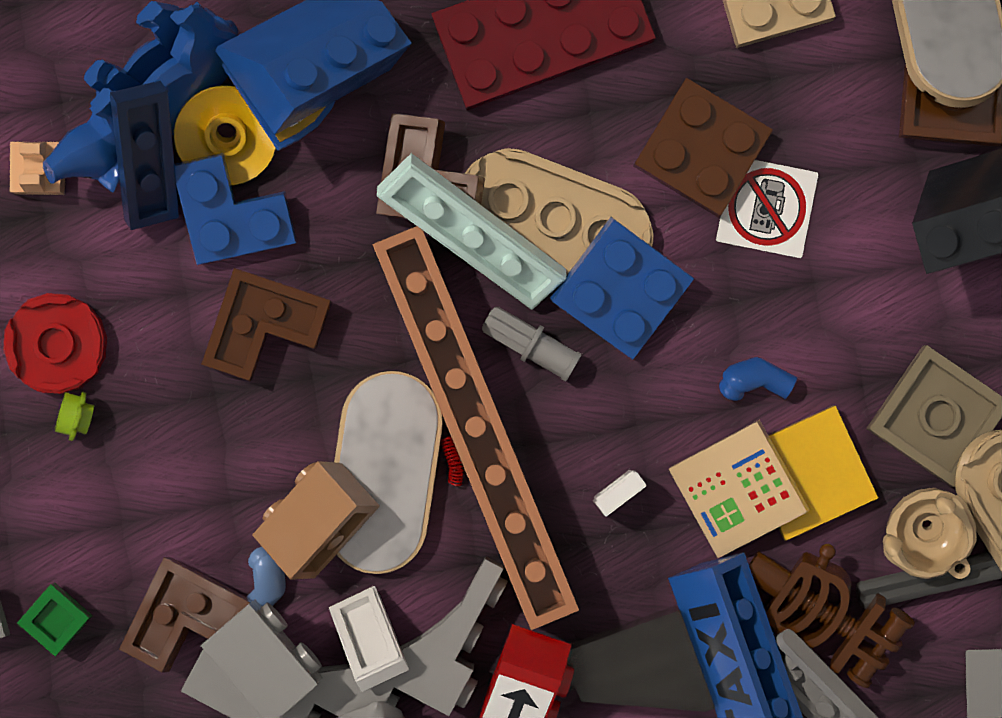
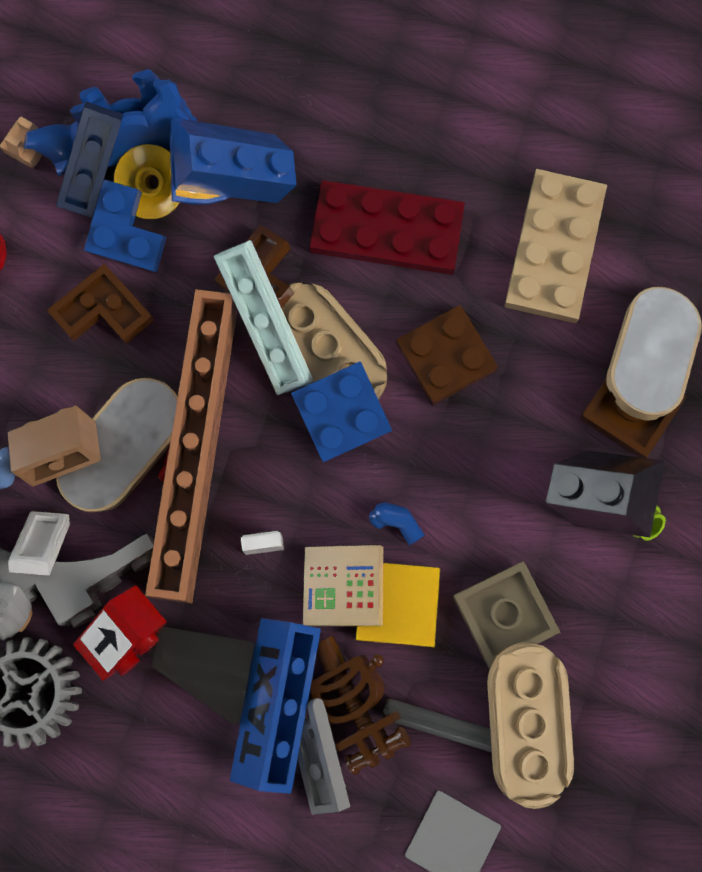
camera: 30 degrees right, 10 degrees down
(531, 342) = (263, 415): light grey axle -> none
(770, 209) = (469, 419): sticker -> none
(935, 548) = (446, 701): tan hair -> none

